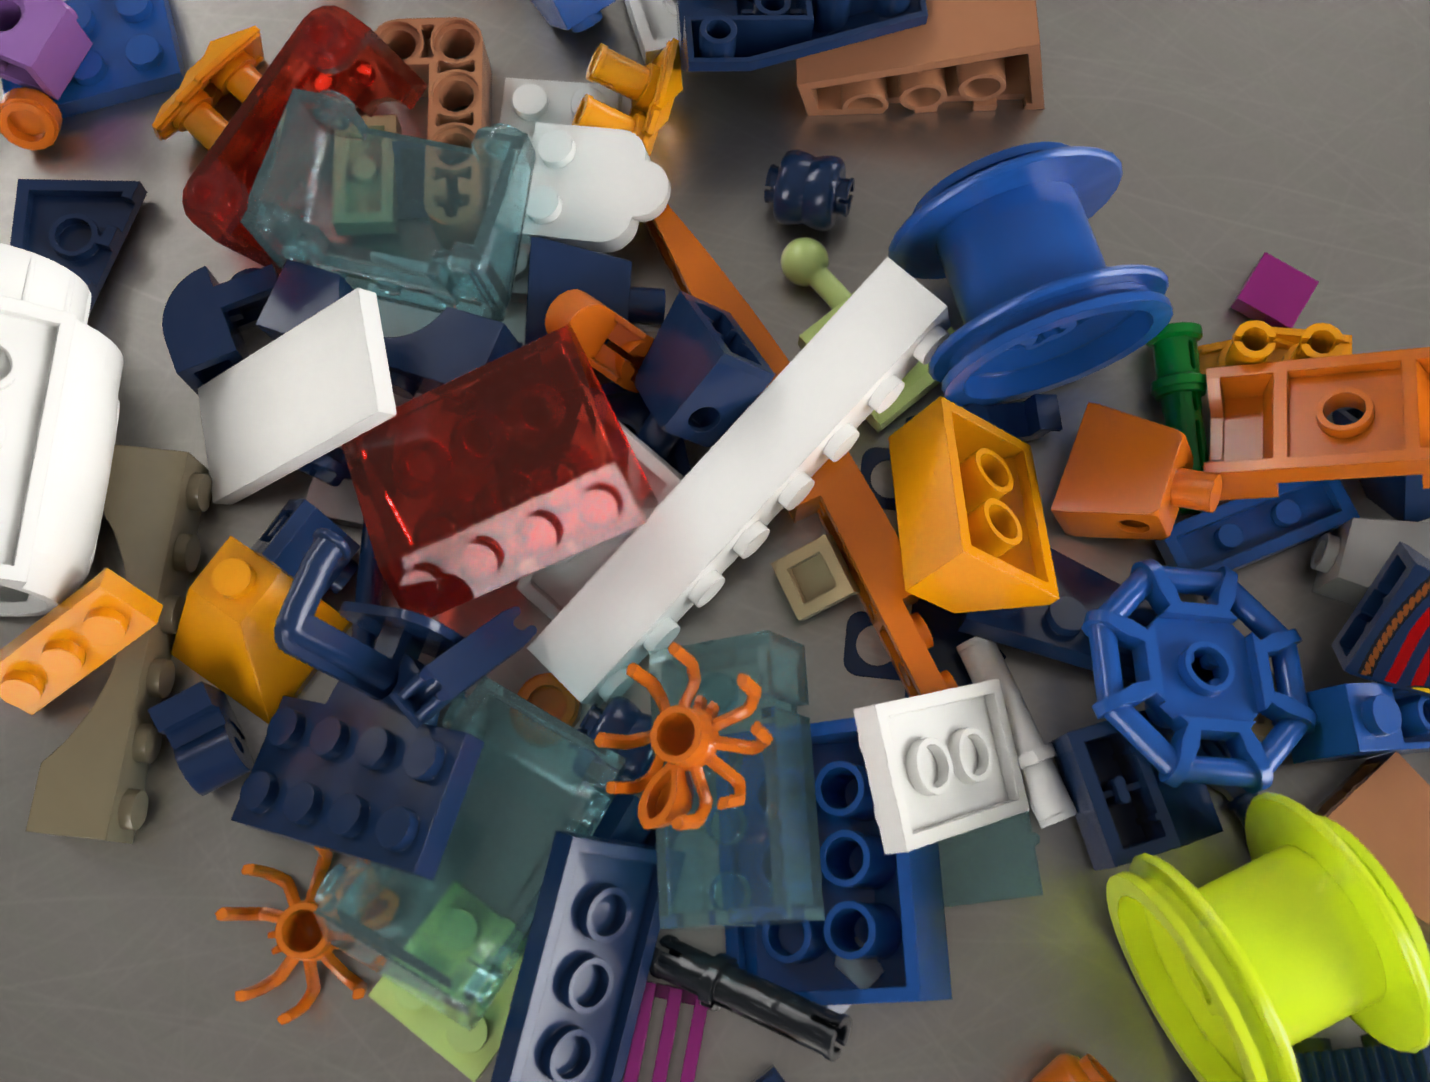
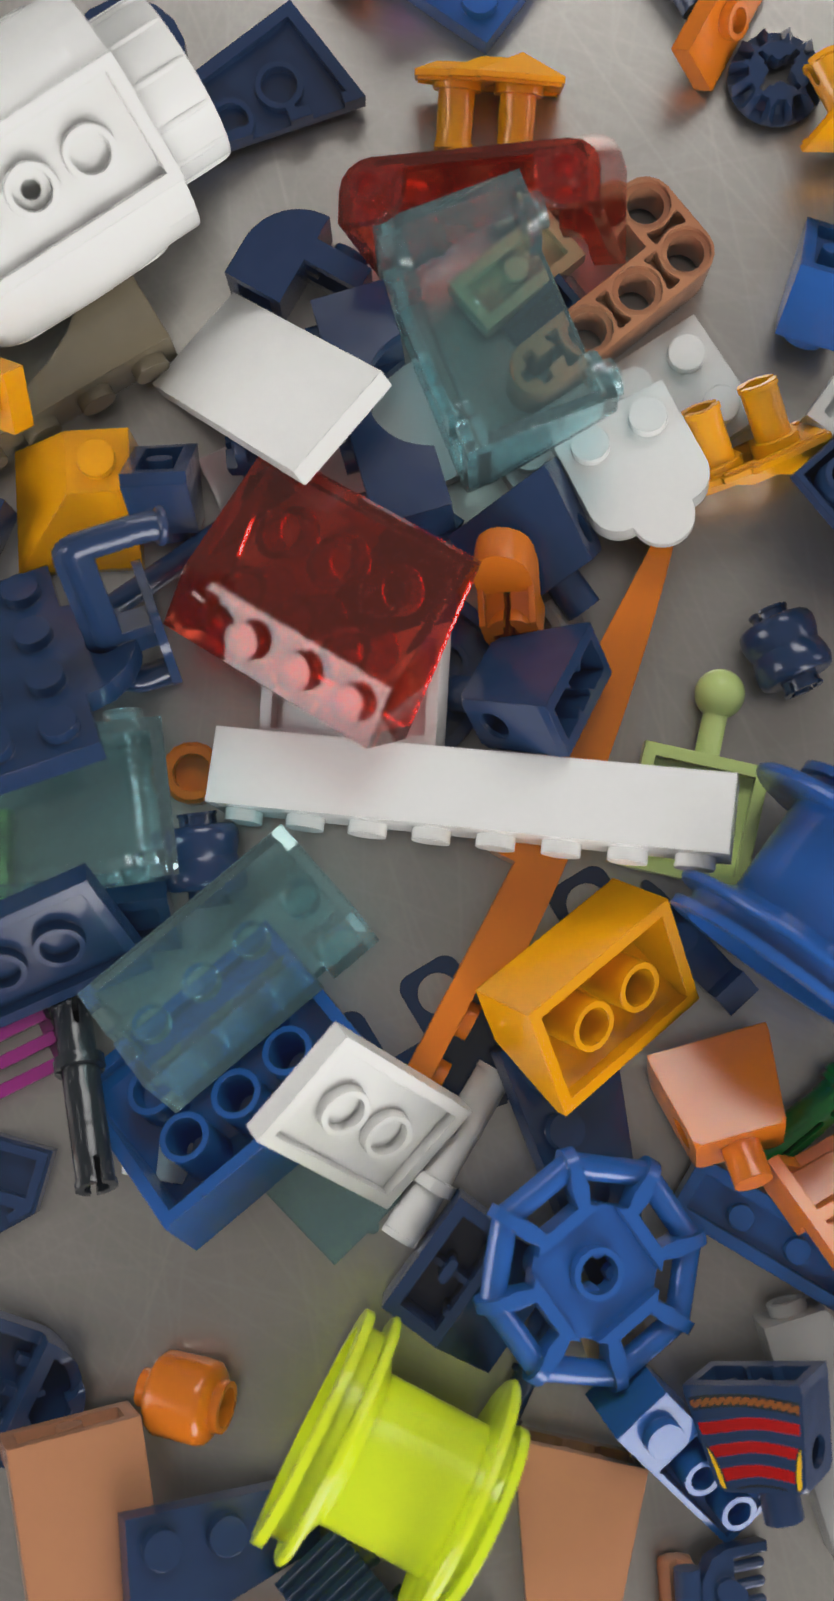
camera: 55 degrees right, 10 degrees up
(461, 667) = (155, 693): dark blue piece -> none
(687, 742) = (216, 910): orange animal -> none
(815, 577) = (450, 905): tan plate -> none

